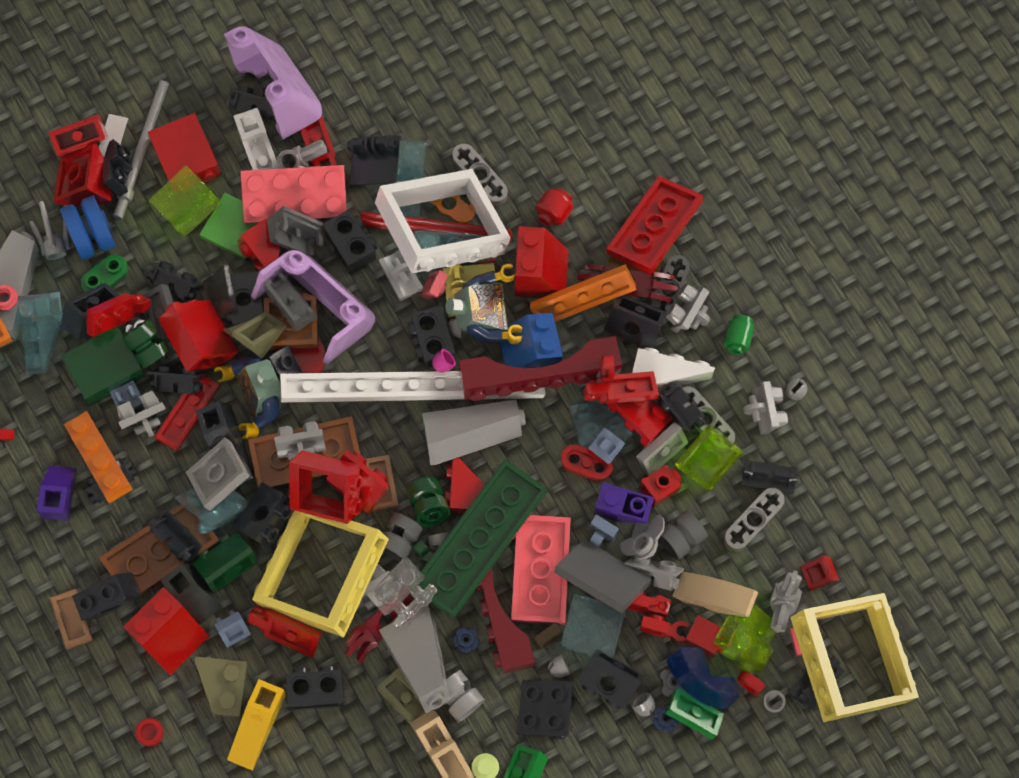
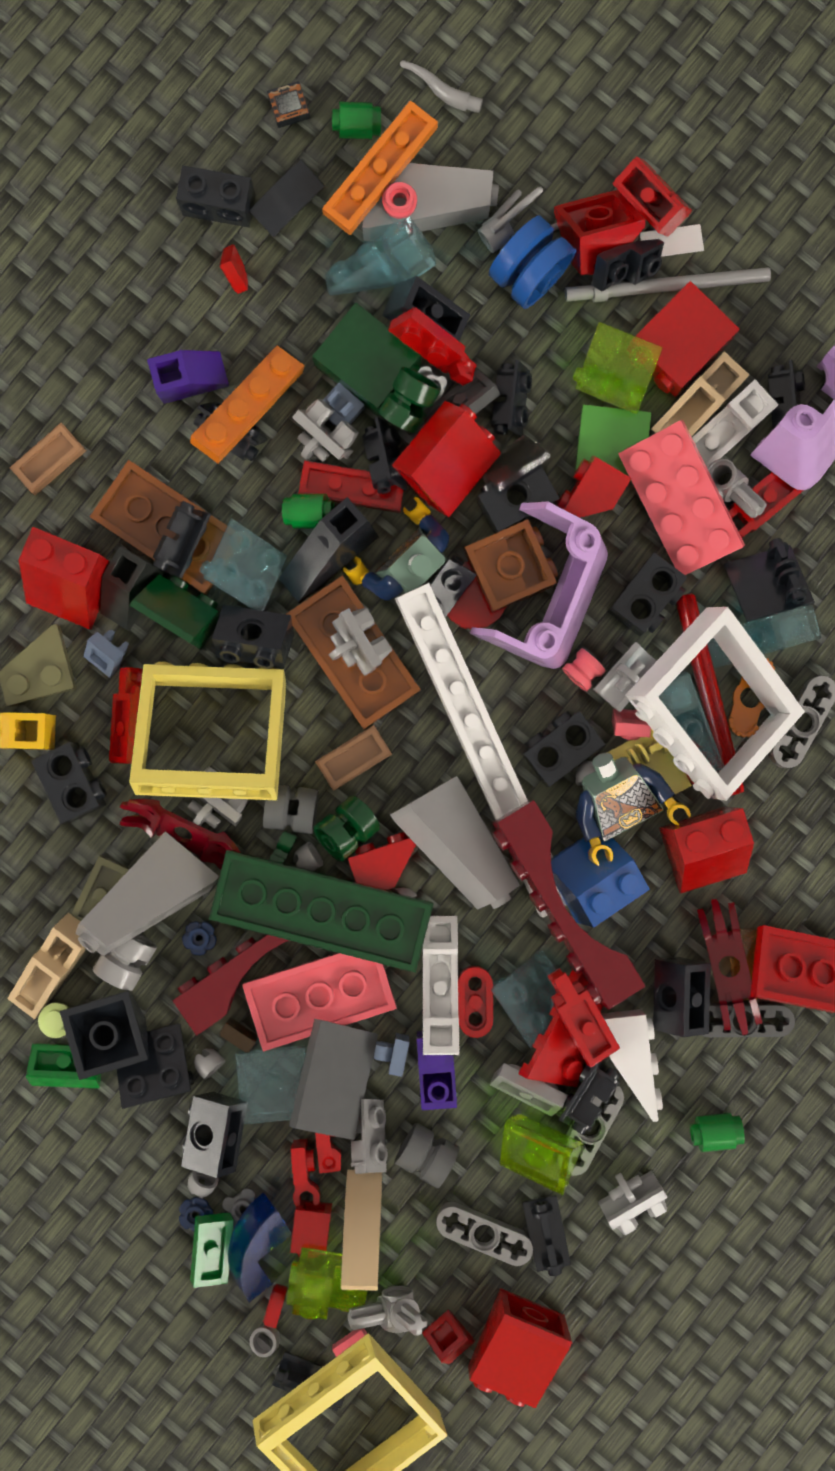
camera: 70 degrees right, 15 degrees up
(104, 274) = (484, 310): green plate -> none
(106, 596) = (80, 489): black brick -> none
(191, 446) = (306, 510): none -> green brick
(217, 474) = (275, 558): light grey plate -> none
(229, 152) = (705, 395): none -> tan slope
(258, 333) = (473, 529): olive slope -> none
(289, 302) = (532, 555): dark grey hinge -> none
(294, 230) = (629, 521): dark grey hinge -> none
(301, 487) = (285, 681): red window -> none
(373, 486) = (333, 734): red slope -> none
(383, 302) = (584, 669): none -> coral wheel
(396, 587) = (217, 836): clear plate -> none
(443, 361) = (530, 778): dark pink hinge -> none
(508, 728) = (106, 1034): none -> black slope
(554, 207) = (795, 835): red head -> none
(566, 481) = (440, 987): none -> white slope
(586, 294) = (690, 922): orange plate -> none
(606, 445) = (502, 1022): sand blue tile -> none
(607, 367) = (597, 994): red tile -> none
(644, 539) = (404, 1108): light grey plate -> none
(651, 486) = (476, 1093): red brick -> none
(693, 311) = (725, 1060): light grey hips -> none
(800, 393) = (678, 1221): light grey hinge -> none
(842, 523) = (519, 1349): none -> red slope

